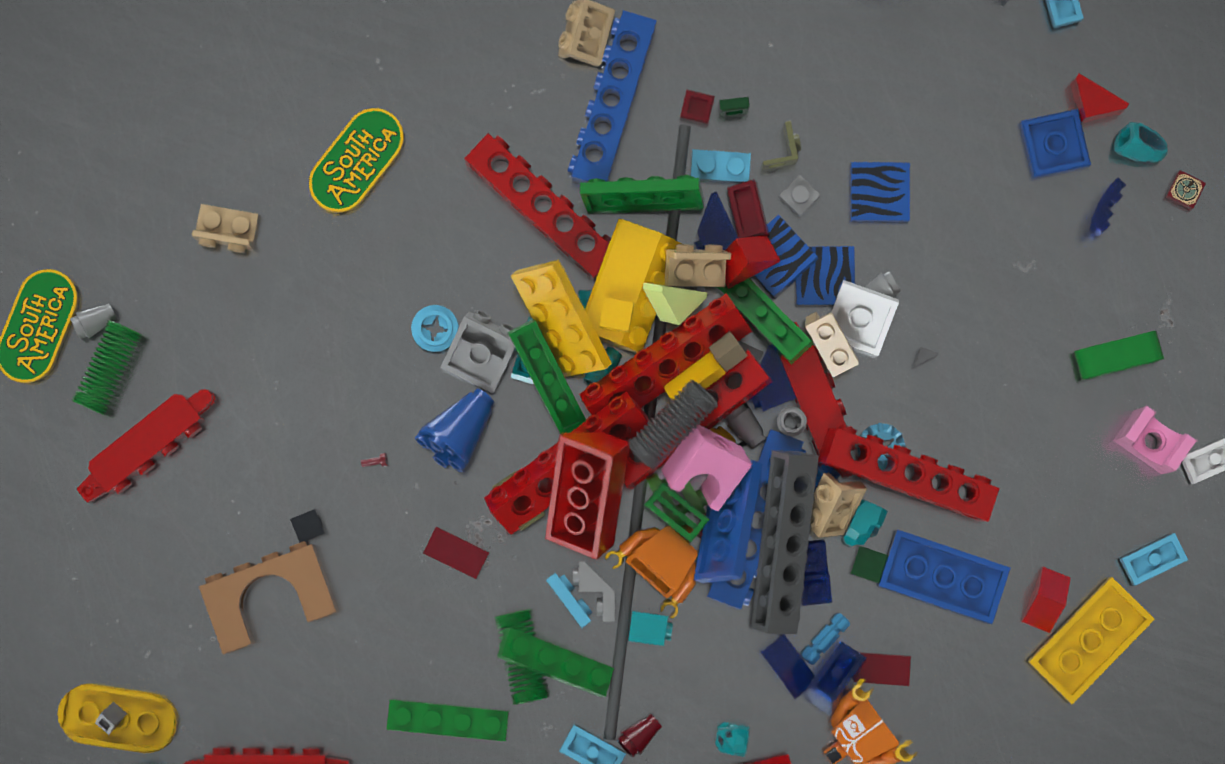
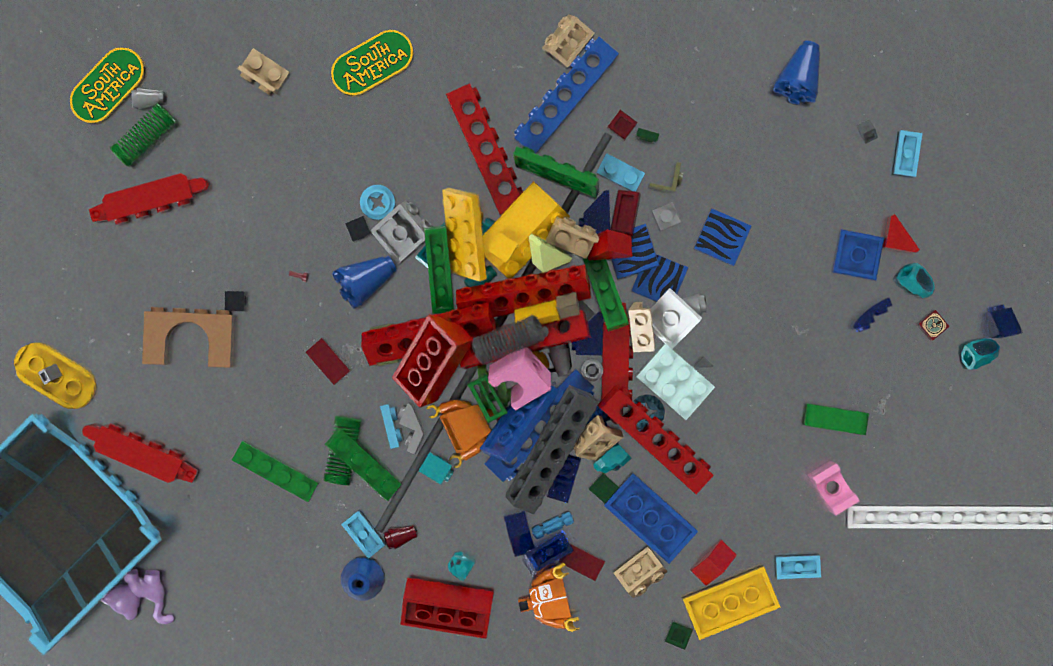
camera: 25 degrees right, 5 degrees up
(425, 371) = (358, 229): none -> black piece
(900, 393) = (675, 381): none -> light aqua brick
(961, 650) = (640, 572): none -> tan bracket
(1042, 710) = (678, 635): none -> dark green tile

